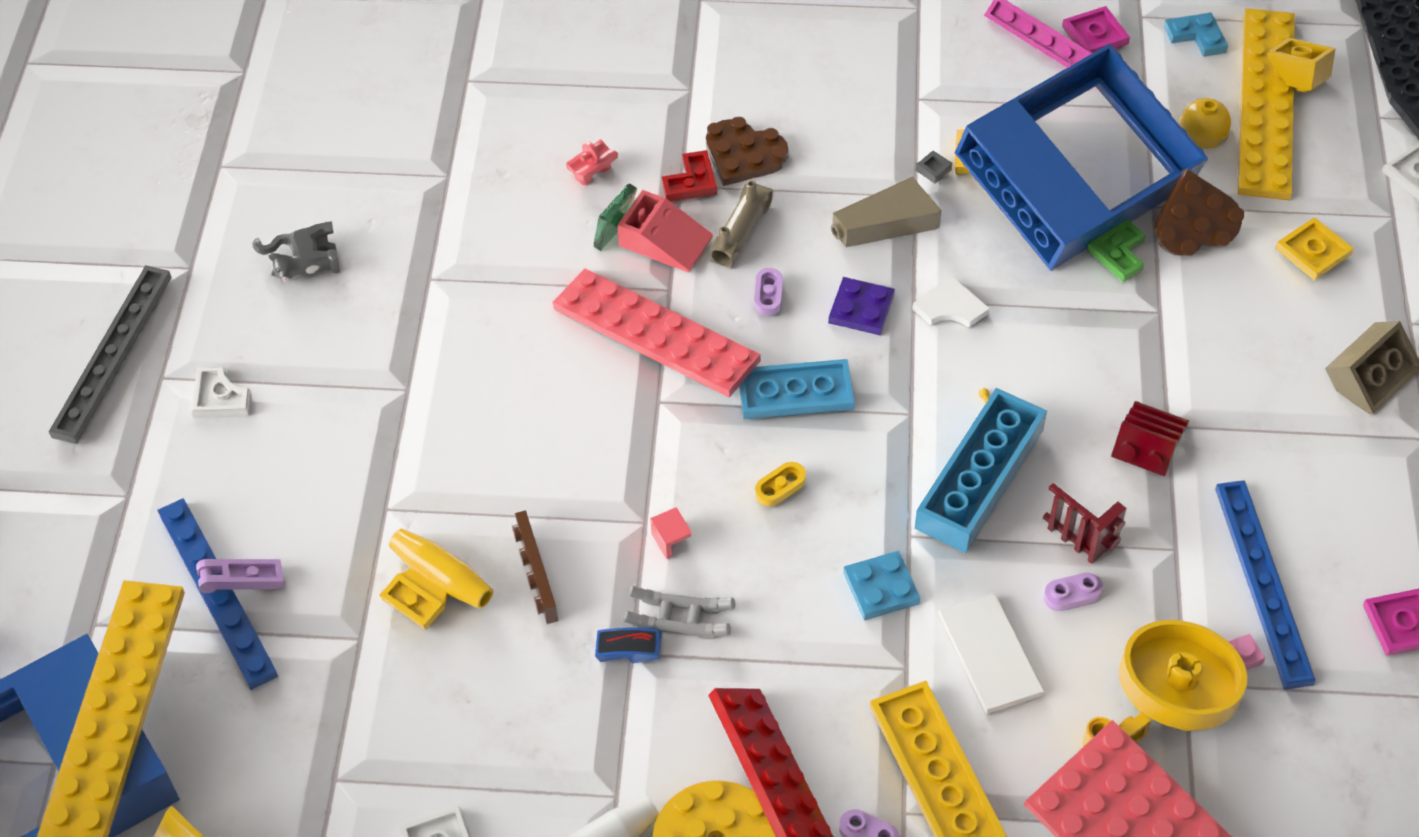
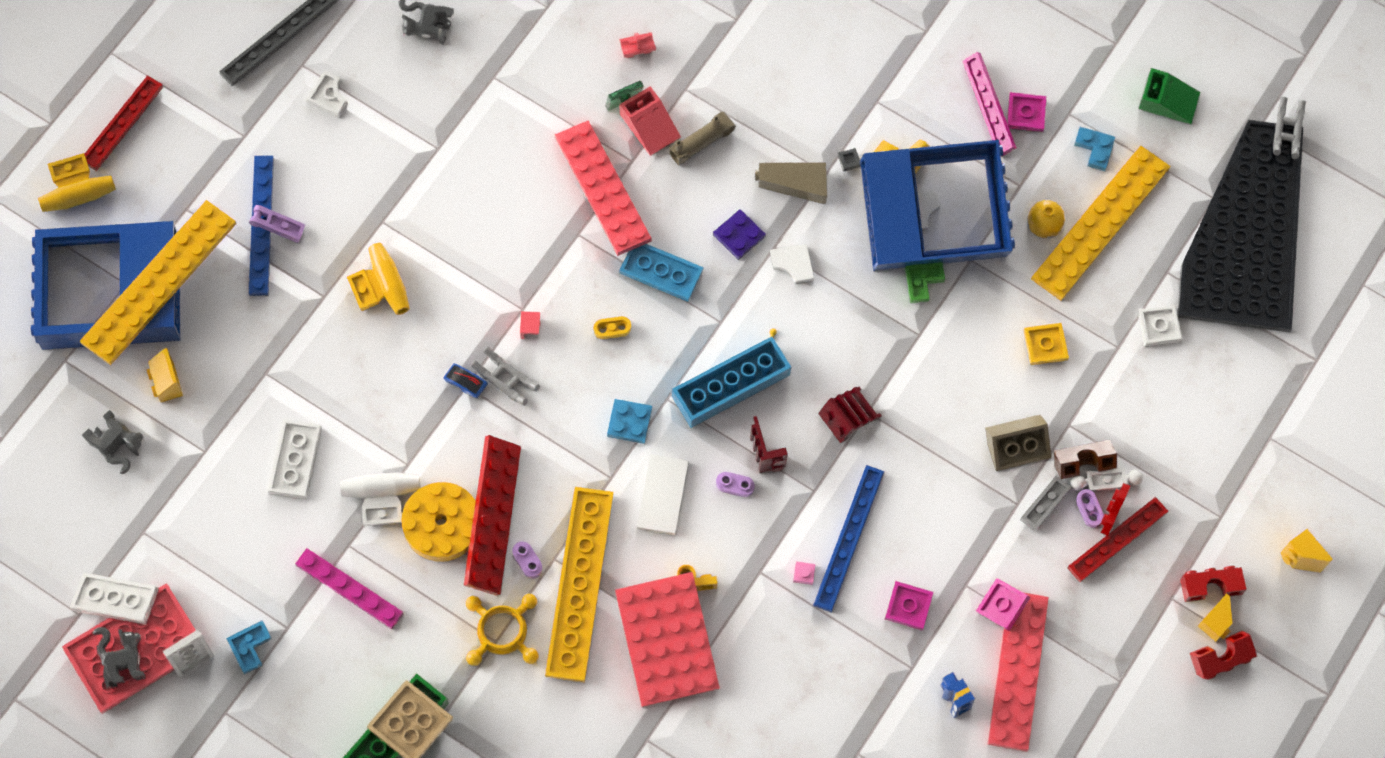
camera: 25 degrees right, 15 degrees up
(537, 576) = (443, 298): reddish brown plate -> none
(696, 180) = (695, 92): red plate -> none
(742, 152) = (738, 85): reddish brown plate -> none
(767, 296) = (686, 196): lavender plate -> none
(1182, 675) = (739, 577): yellow piece -> none
(1197, 216) = (983, 284): reddish brown plate -> none
(1302, 63) = (1139, 208): yellow slope -> none

